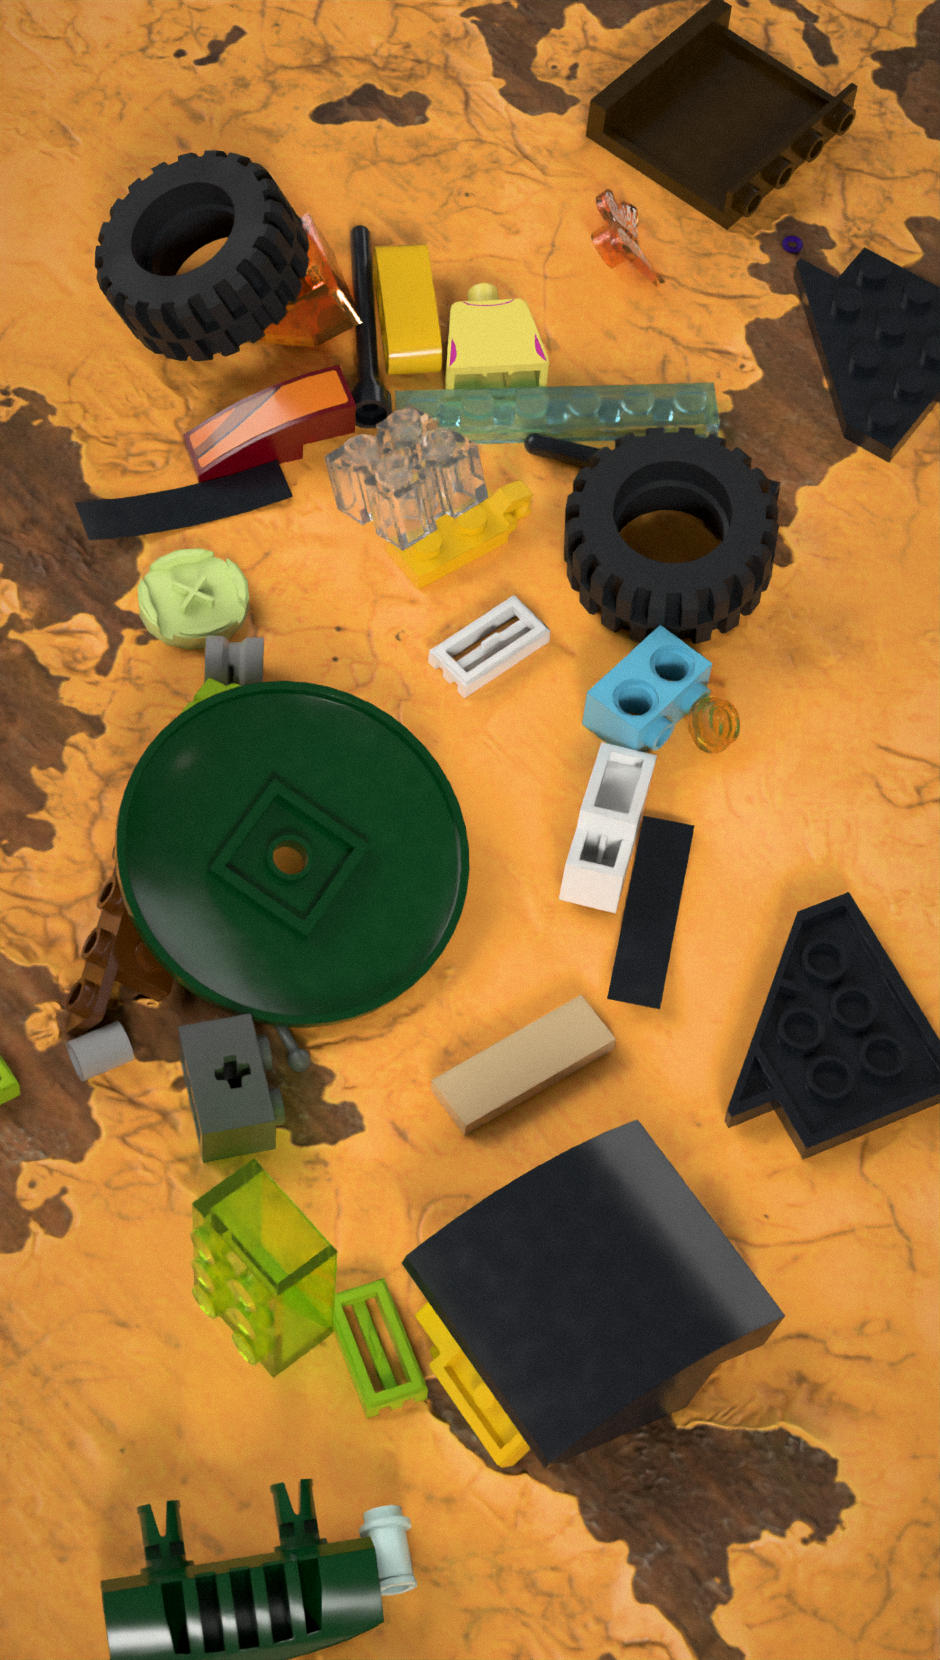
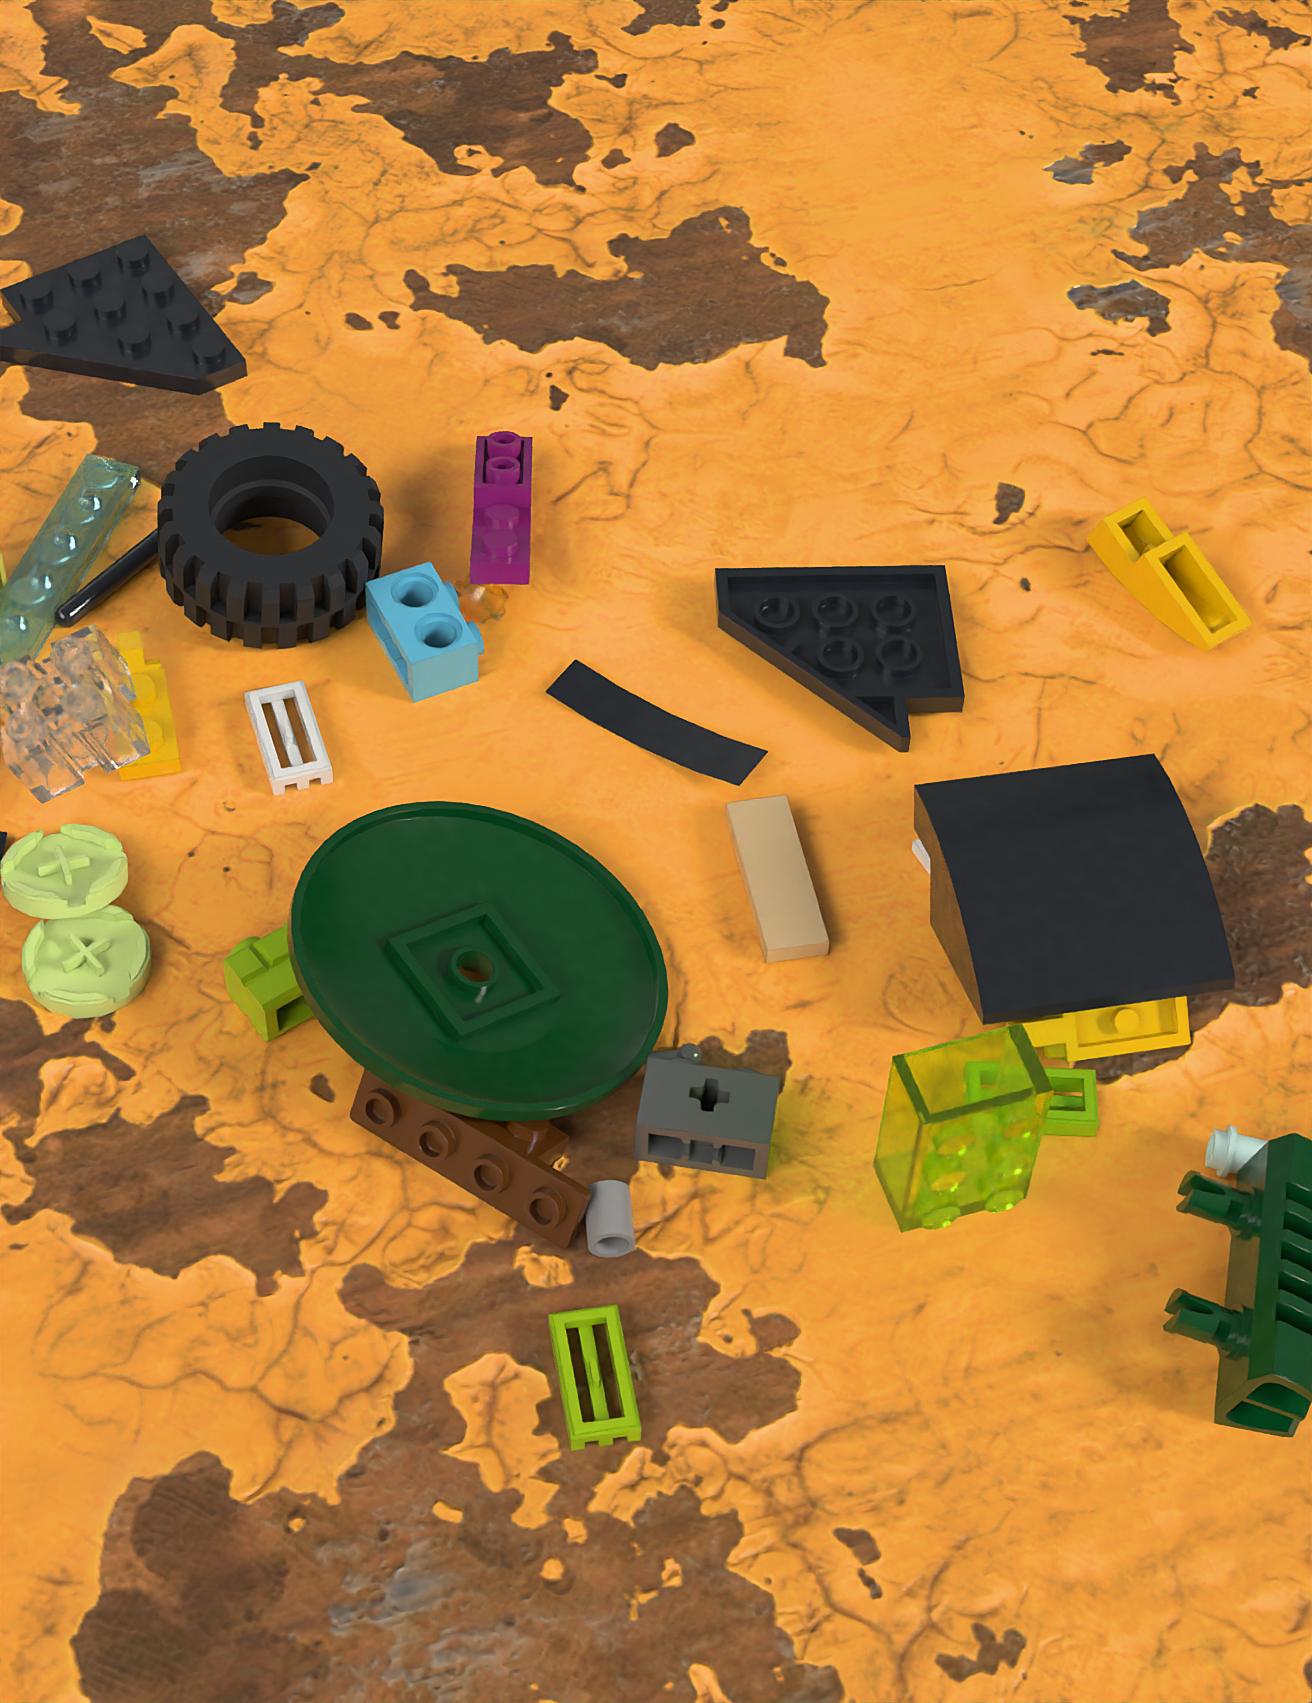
camera: 65 degrees left, 5 degrees down
(234, 661) = (205, 940): light grey wheel -> none
(263, 546) = (64, 872): none -> yellowish green tile
(607, 827) = (554, 716): white slope -> none
(821, 708) = (502, 509): none -> magenta slope

